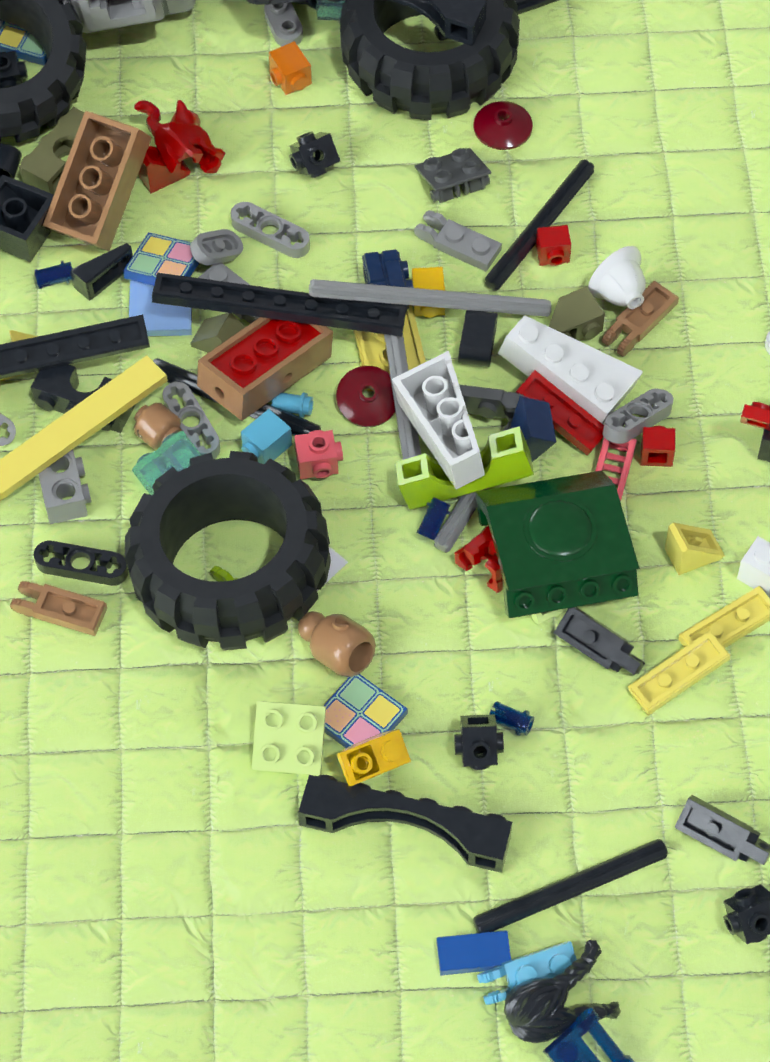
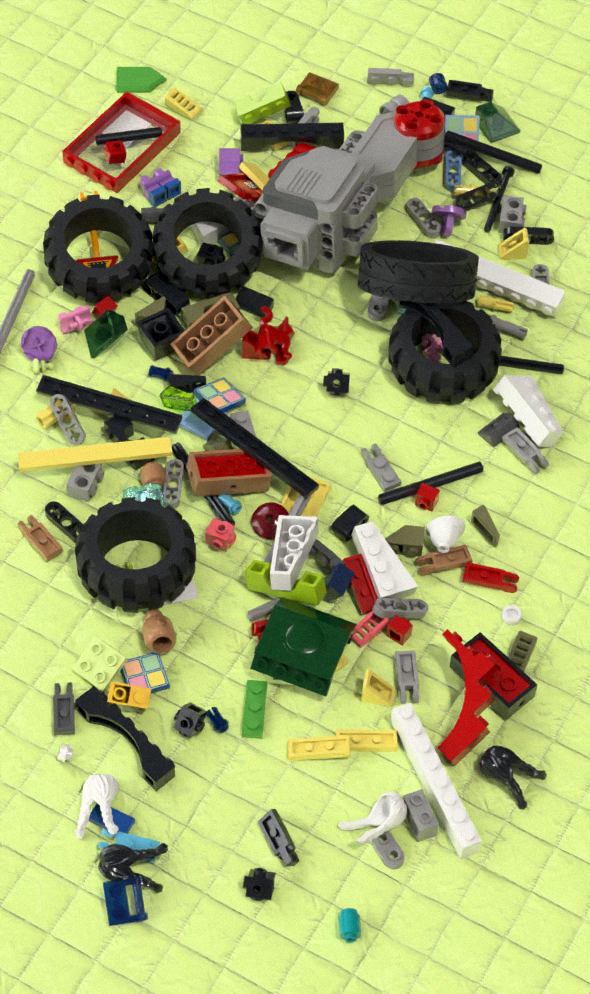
camera: 30 degrees right, 5 degrees down
(112, 103) = (252, 301): none -> black slope
(113, 297) = (177, 399): none -> clear neon green slope
(216, 247) = (246, 402): light grey plate -> none
(266, 437) = (200, 512): medium azure brick -> none
(277, 240) = (287, 416): light grey beam -> none
(286, 837) = (64, 711): none -> dark grey hinge
(289, 68) = (360, 331): orange brick -> none
(335, 897) = (65, 753): none -> white plate
(386, 270) = (323, 466): dark blue brick -> none
(411, 29) = (432, 347): none -> bright pink hips
(429, 298) = (335, 487): light grey axle -> none
(432, 279) = (342, 485): yellow brick -> none
(433, 518) = (255, 599): clear blue pin -> none
(438, 918) = (103, 790): none -> white hair
(449, 171) = (404, 429): dark grey hinge -> none
(503, 125) = (454, 426): dark red dish -> none
(548, 672) = (254, 709): none -> bright green plate
(570, 887) = (183, 817): black axle -> none
(571, 103) = (497, 428): none -> dark grey slope
(598, 641) = (290, 709): black hinge -> none
(599, 52) = (530, 408): none -> white wedge
(629, 112) = (525, 450): none -> light grey hinge
(659, 240) = (483, 522): none -> olive slope
(714, 503) = (407, 674): none -> light grey hinge
(716, 307) = (490, 577): none -> red hinge

